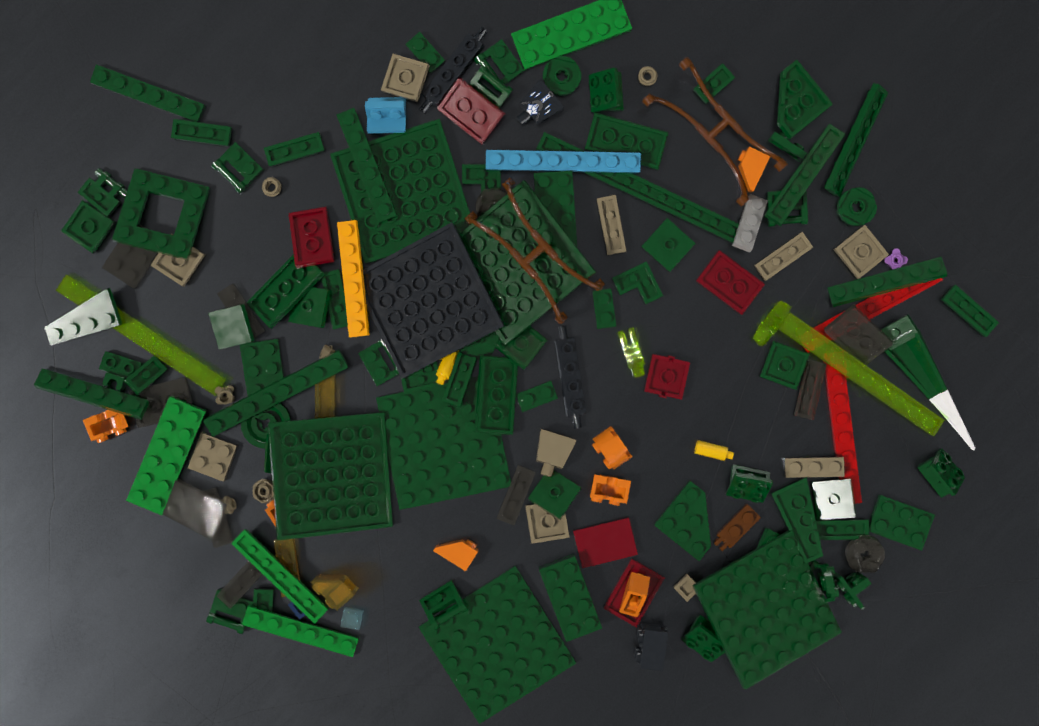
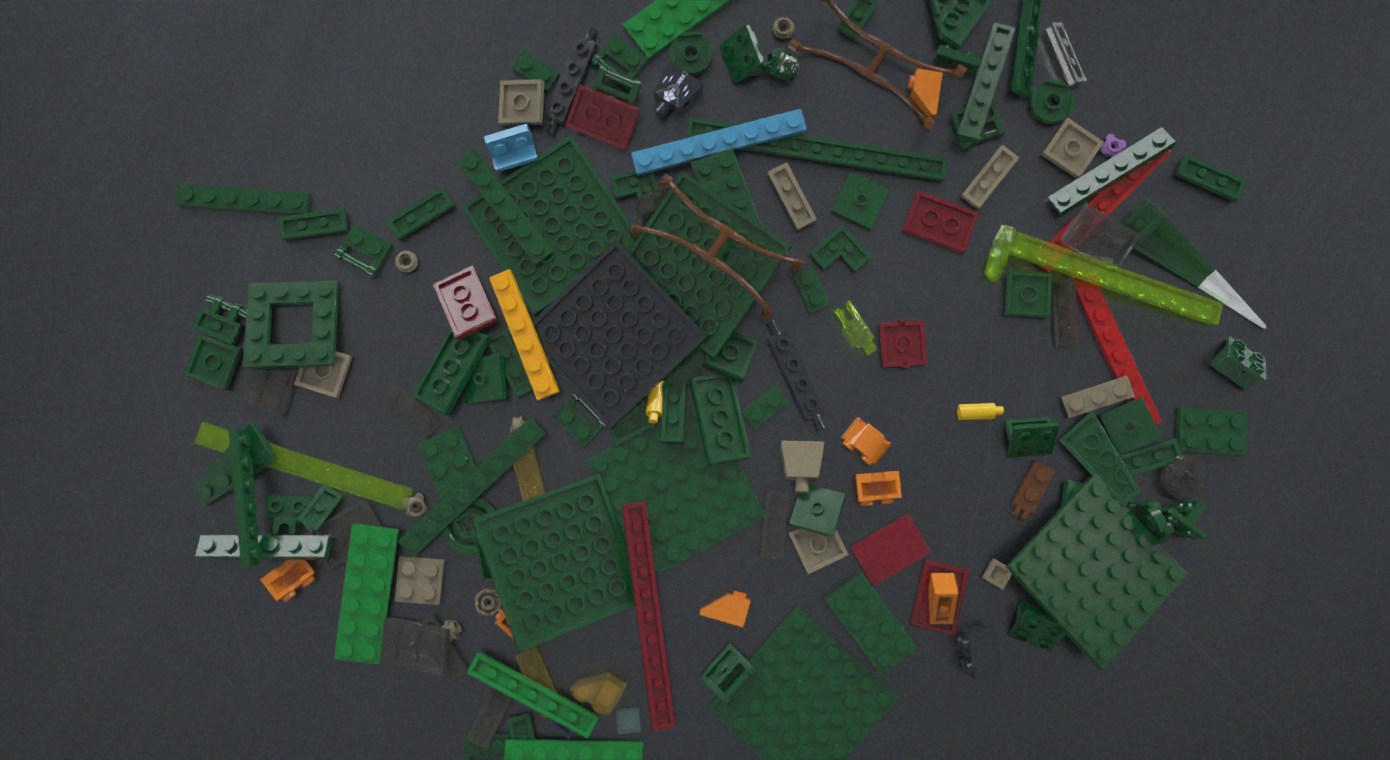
camera: 10 degrees left, 5 degrees down
(87, 346) = (244, 498): none -> dark green plate
(231, 326) = (402, 426): tile -> none
(391, 539) = (648, 616): none -> dark red plate
(618, 135) = (772, 98): dark green tile -> none
(636, 109) = (782, 63): none -> dark green head
(687, 521) = (975, 498): dark green plate -> none
(749, 223) = (942, 151): light grey plate -> none
(881, 168) = (1065, 54): none -> clear smoke plate

